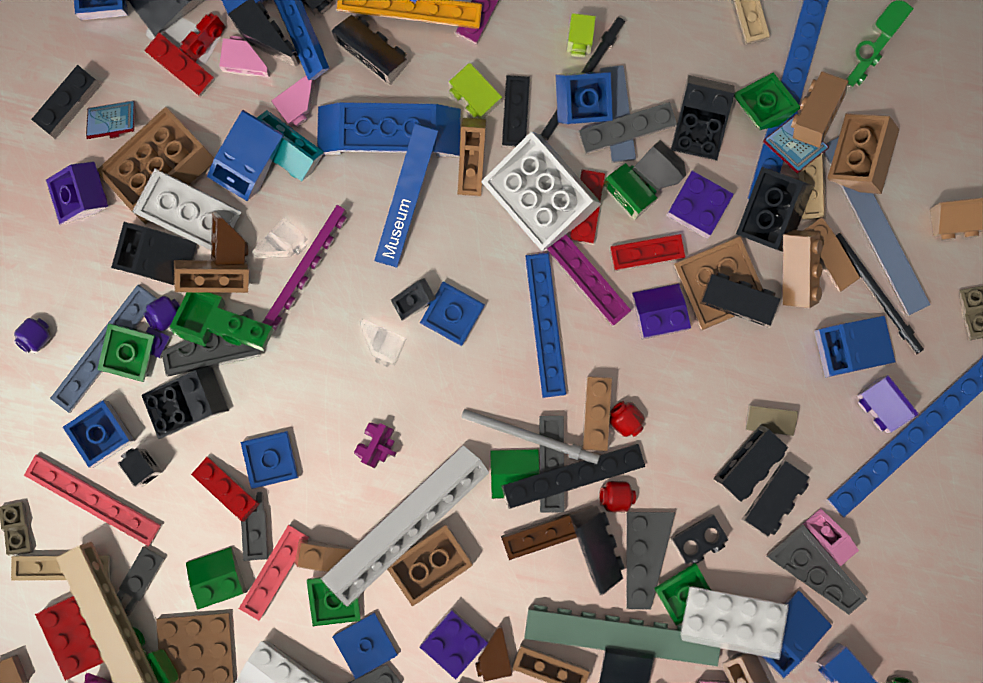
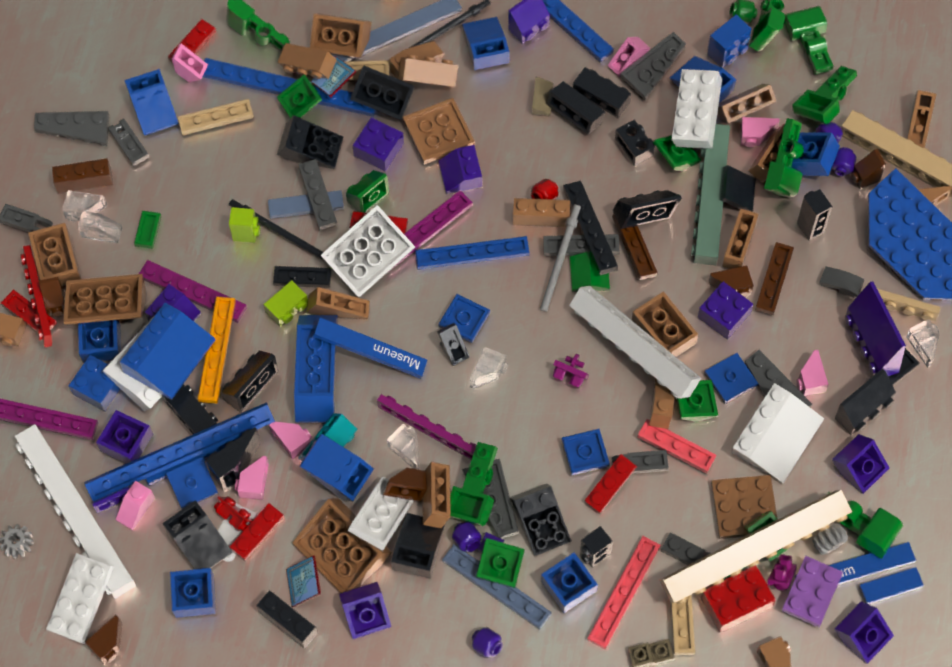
camera: 90 degrees left, 20 degrees down
(215, 578) = (684, 490): green slope -> none
(584, 97) = (294, 221): blue brick -> none
(617, 496) = (604, 198): red head -> none
(645, 550) = (639, 179): dark grey wing -> none
(647, 252) = (415, 181): red plate -> none
(661, 167) = (349, 170): flat silver slope -> none
(740, 299) = (452, 113): black brick -> none

